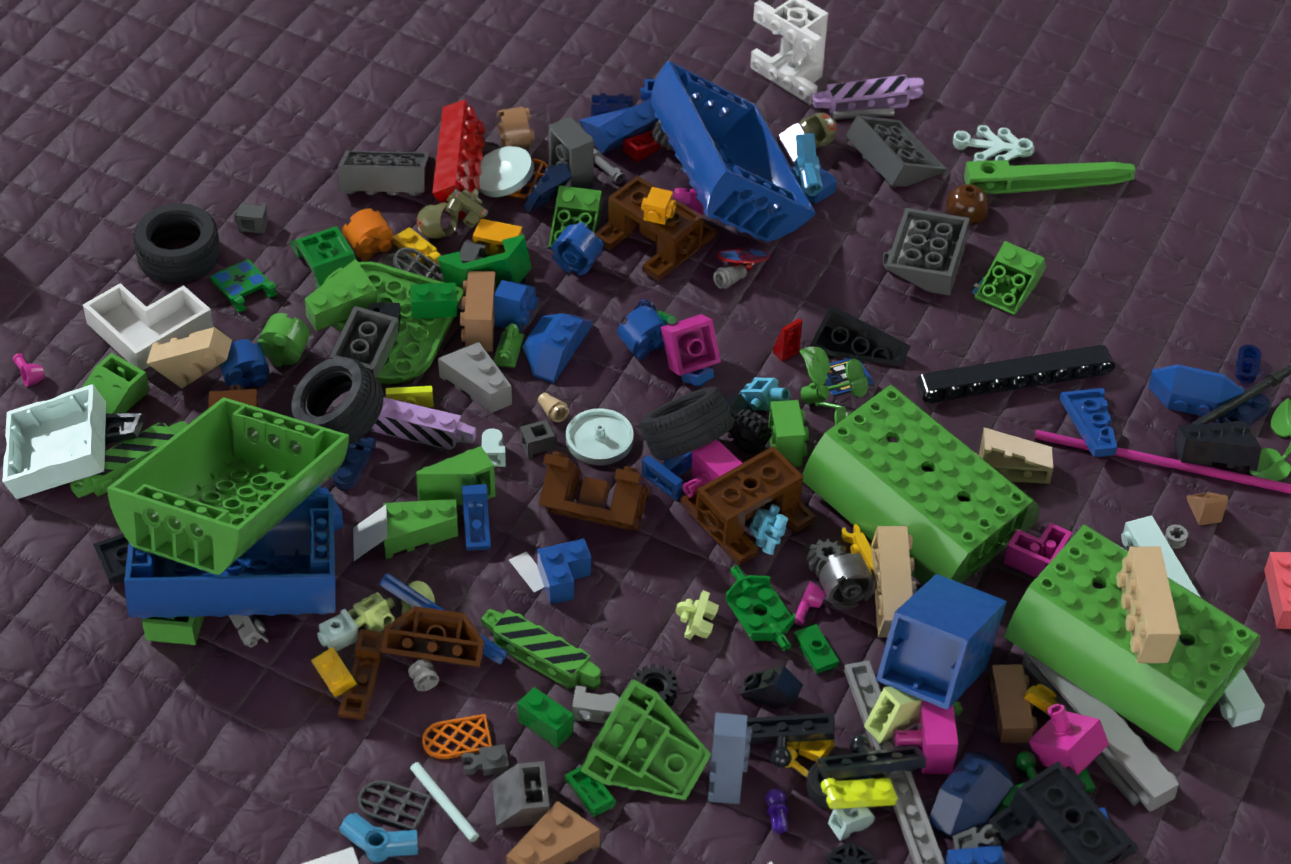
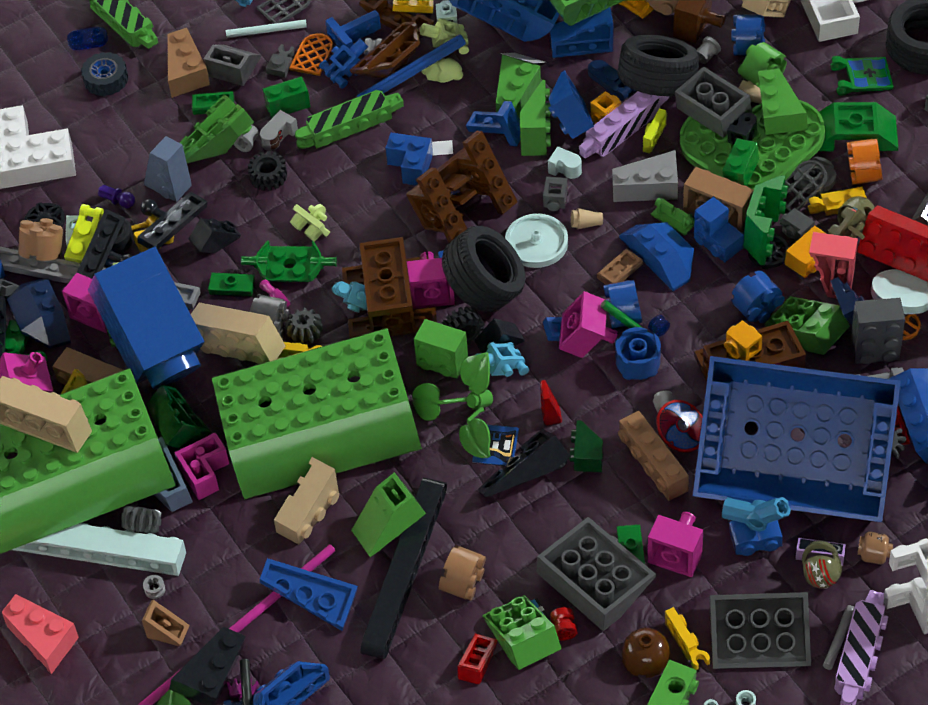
camera: 125 degrees right, 5 degrees up
(274, 399) = (708, 49): none -> light grey bush
(315, 349) = (752, 90): none -> tan cone
(408, 437) = (603, 106): none -> light orange brick
(410, 706) = (353, 30): none -> blue bracket
(430, 449) = (569, 107): none -> blue slope
(464, 686) = (343, 61): none -> blue piece
(515, 196) = (834, 258): none -> coral wedge
(596, 361) = (620, 268): none -> medium nougat plate
(690, 300) = (638, 354): none -> blue brick
(774, 112) = (874, 548): none -> medium nougat head
(786, 261) = (653, 455): none -> medium nougat brick
(811, 304) = (588, 449): none -> dark green slope
(866, 210) = (675, 544): none -> dark pink brick
(873, 252) = (630, 538): none -> green plate
(894, 830) = (40, 239): none -> medium nougat brick
(938, 187) = (686, 640): none -> yellow plate
(983, 258) = (563, 621): none -> red wheel
(989, 391) = (386, 515): none -> bright green slope
(997, 326) = (461, 572): none -> medium nougat brick
(1013, 581) = (176, 418): none -> dark green wedge
(1067, 301) = (473, 672): none -> red slope

